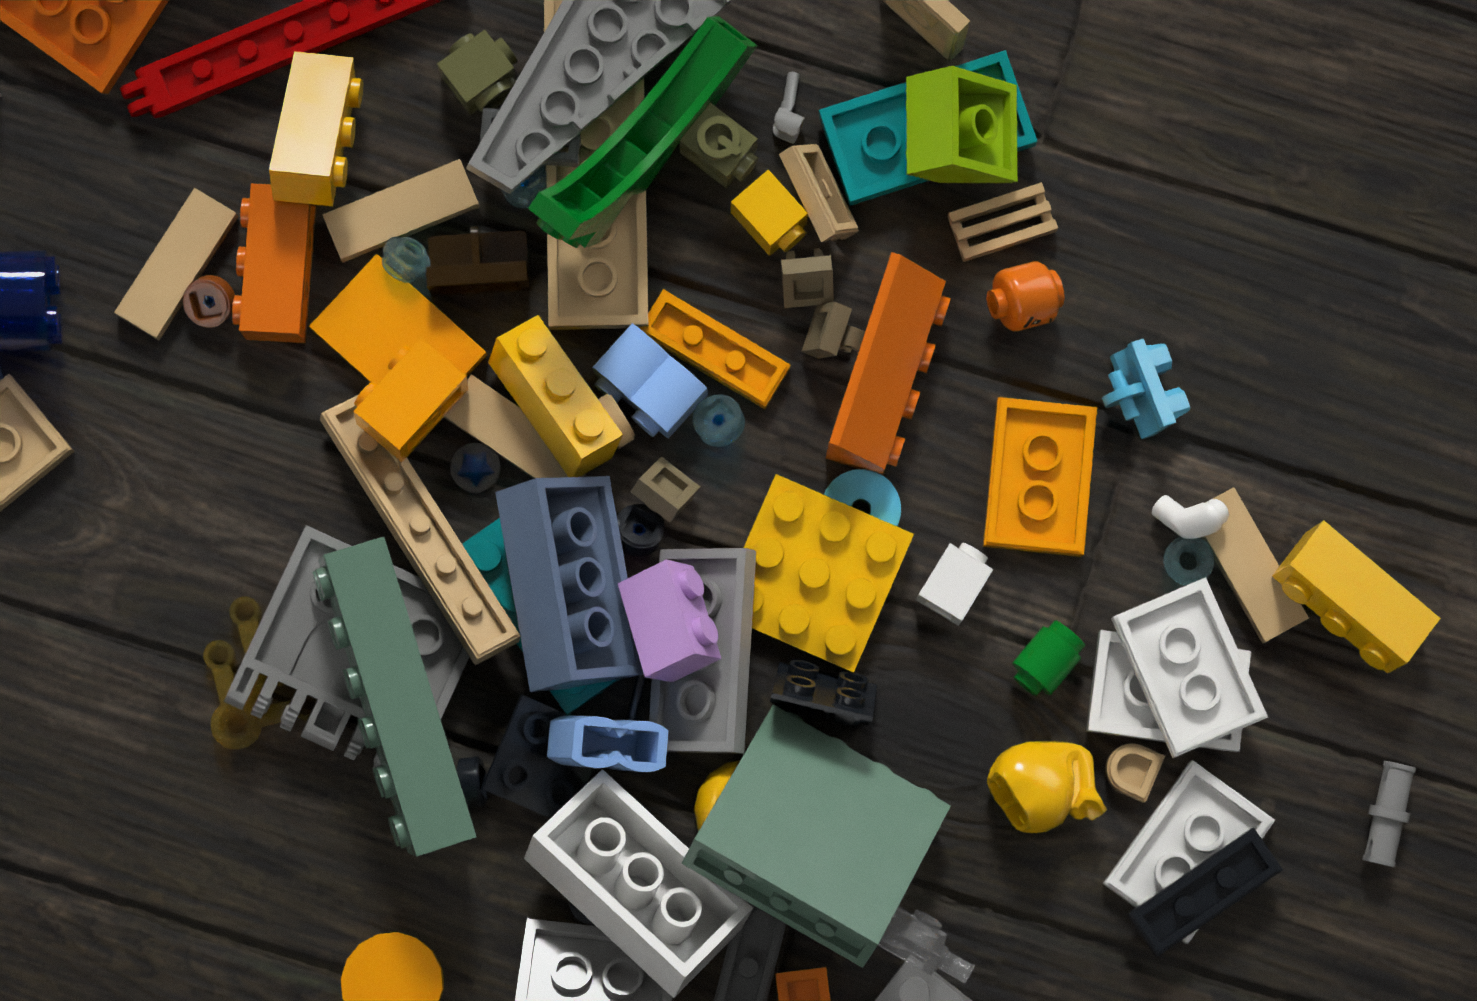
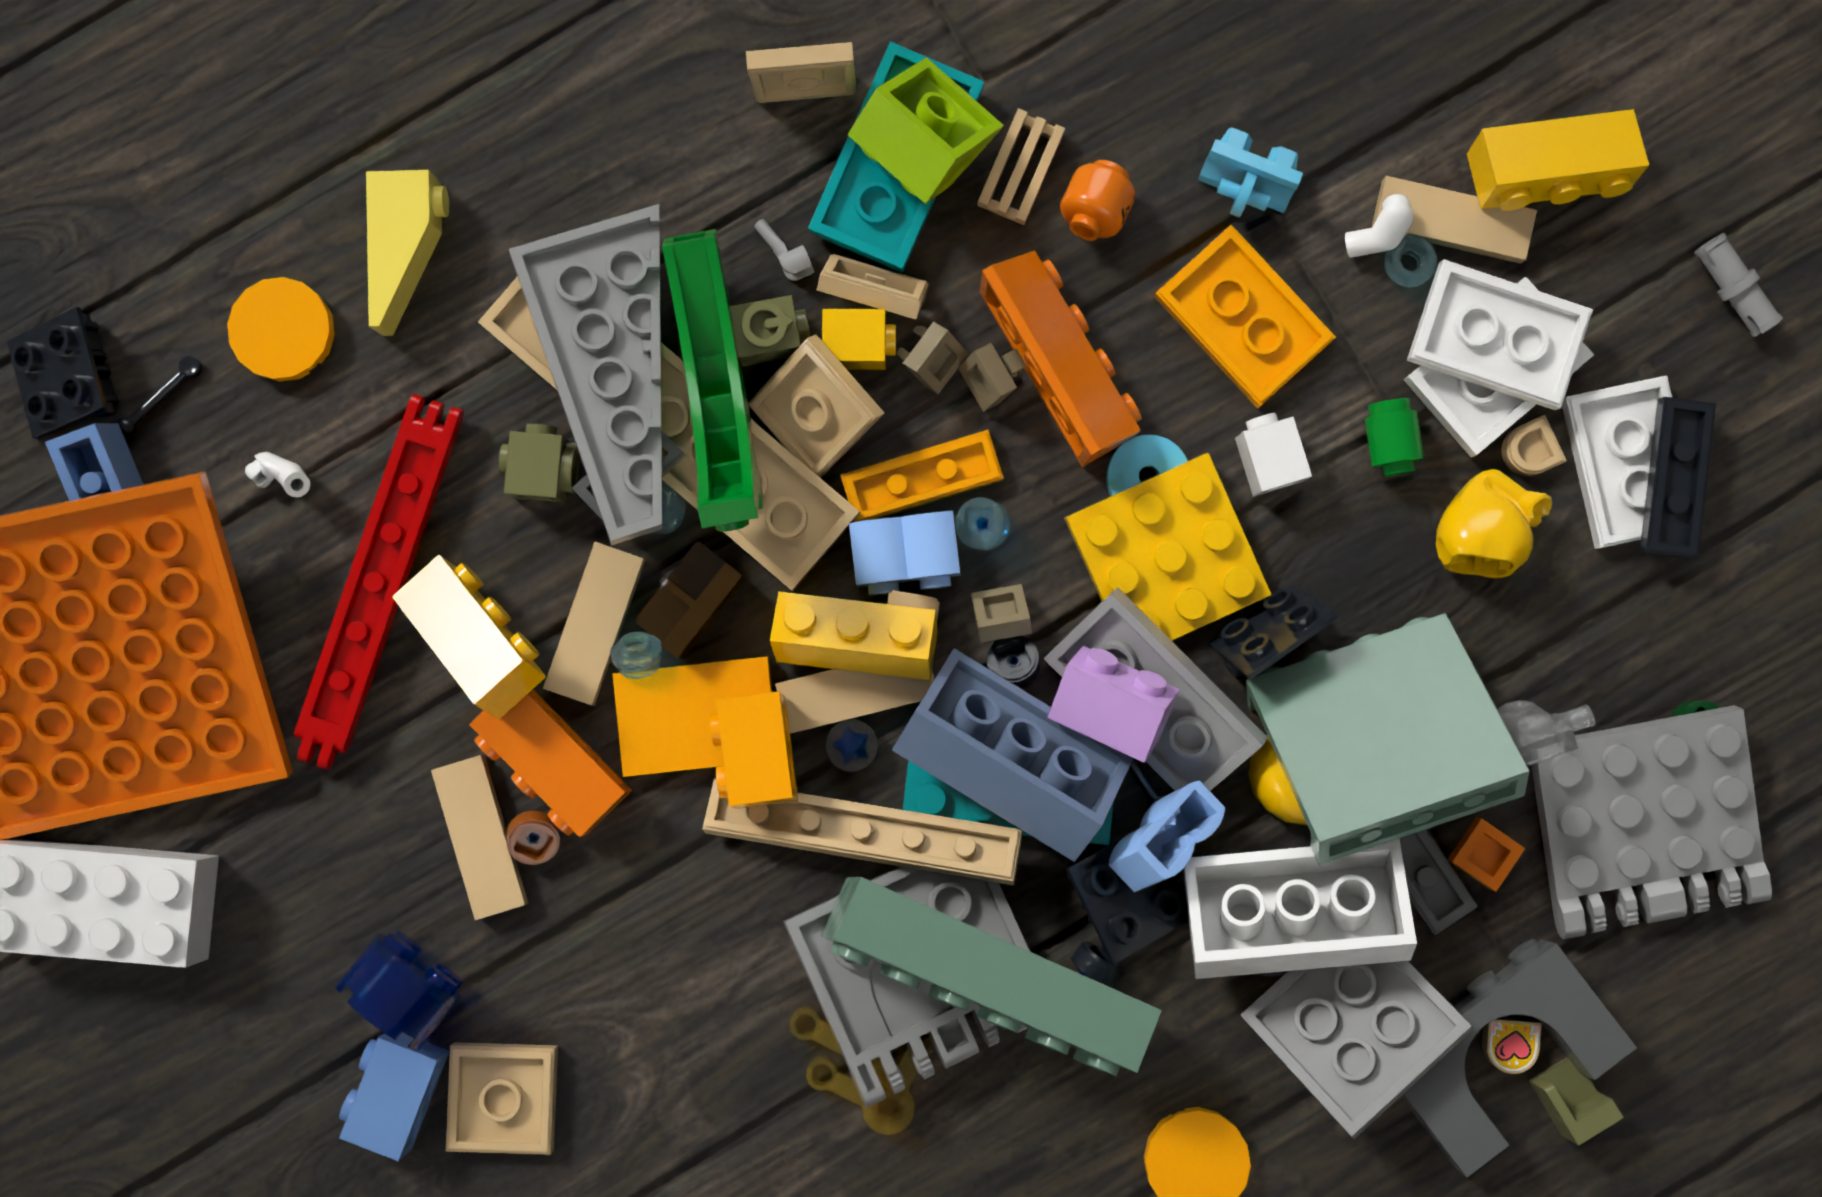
camera: 40 degrees left, 5 degrees up
(694, 227) = (815, 406): none -> tan tile

